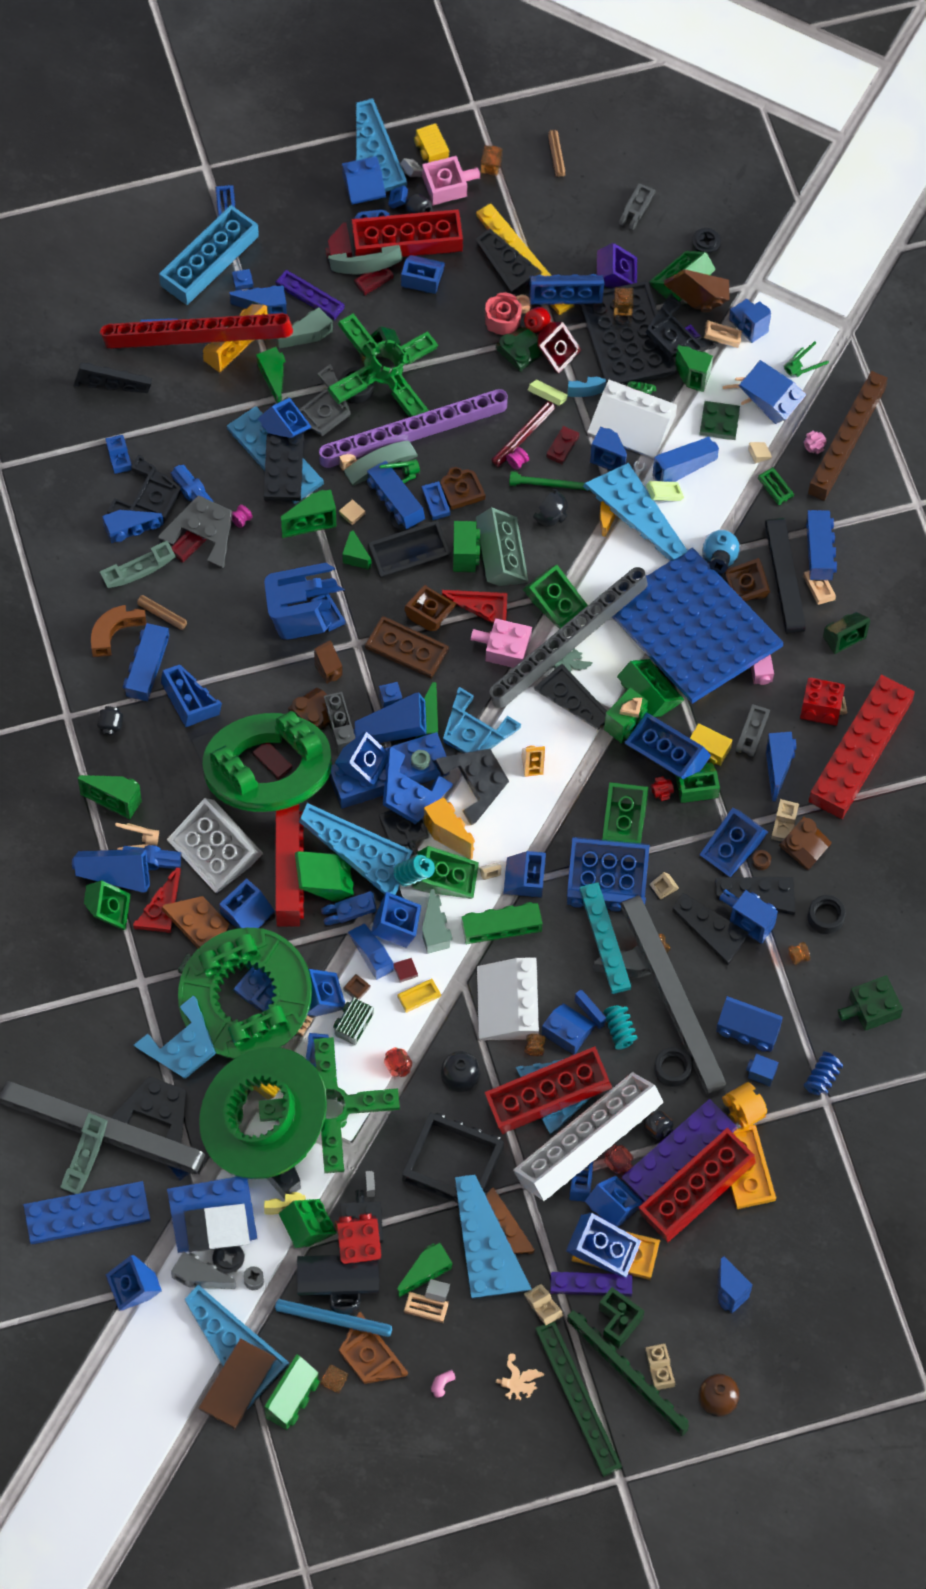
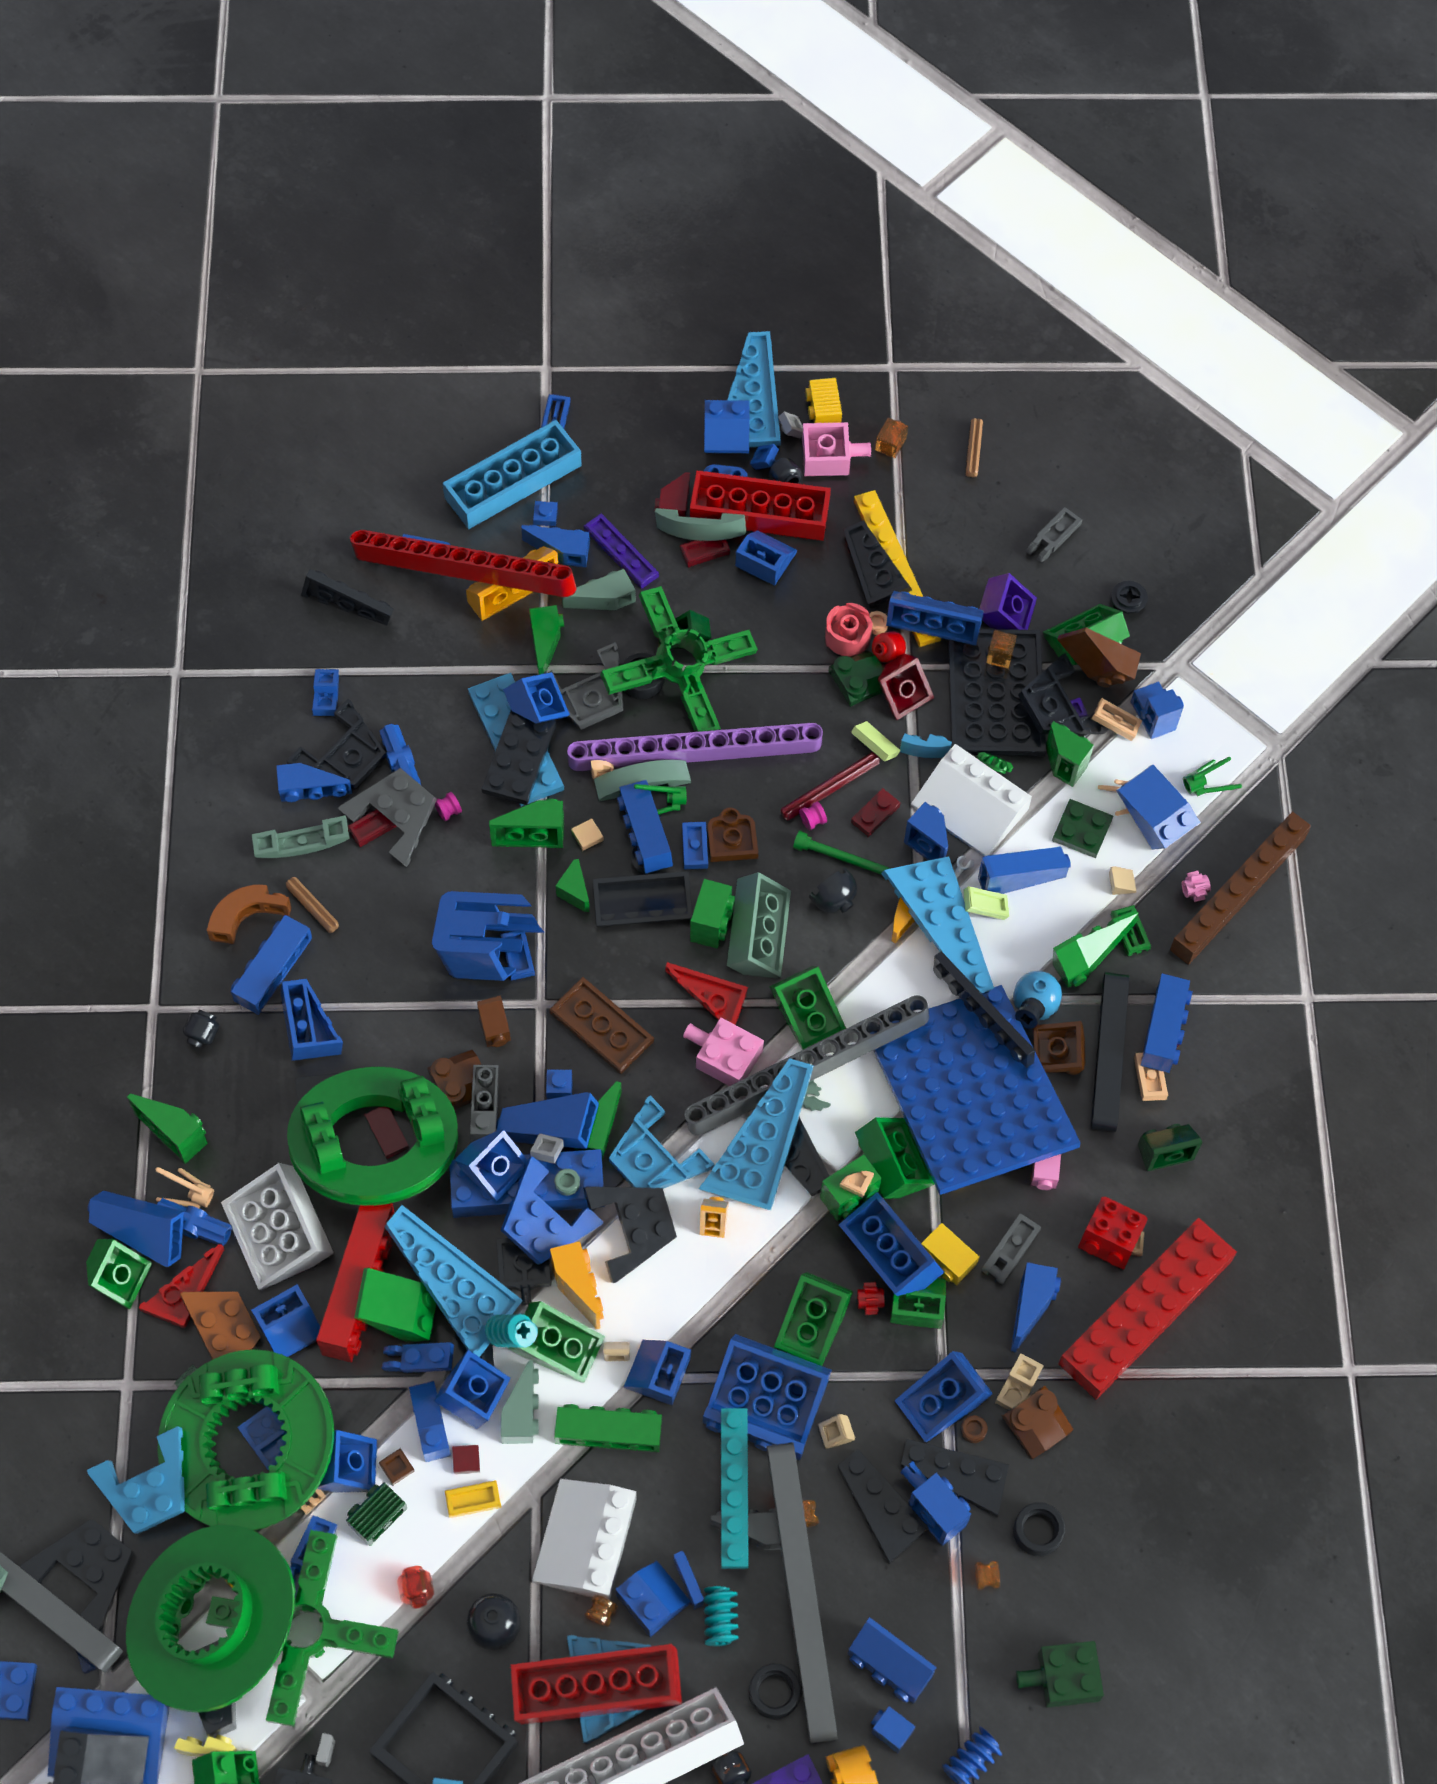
camera: 15 degrees right, 0 degrees up
(399, 739) = (547, 1148): none -> light grey plate
(428, 608) = (642, 982): reddish brown slope -> none
(551, 708) = (758, 1152): none -> dark azure wing
(686, 566) = (987, 1013): none -> black plate
(745, 510) = (1081, 955): none -> green wedge

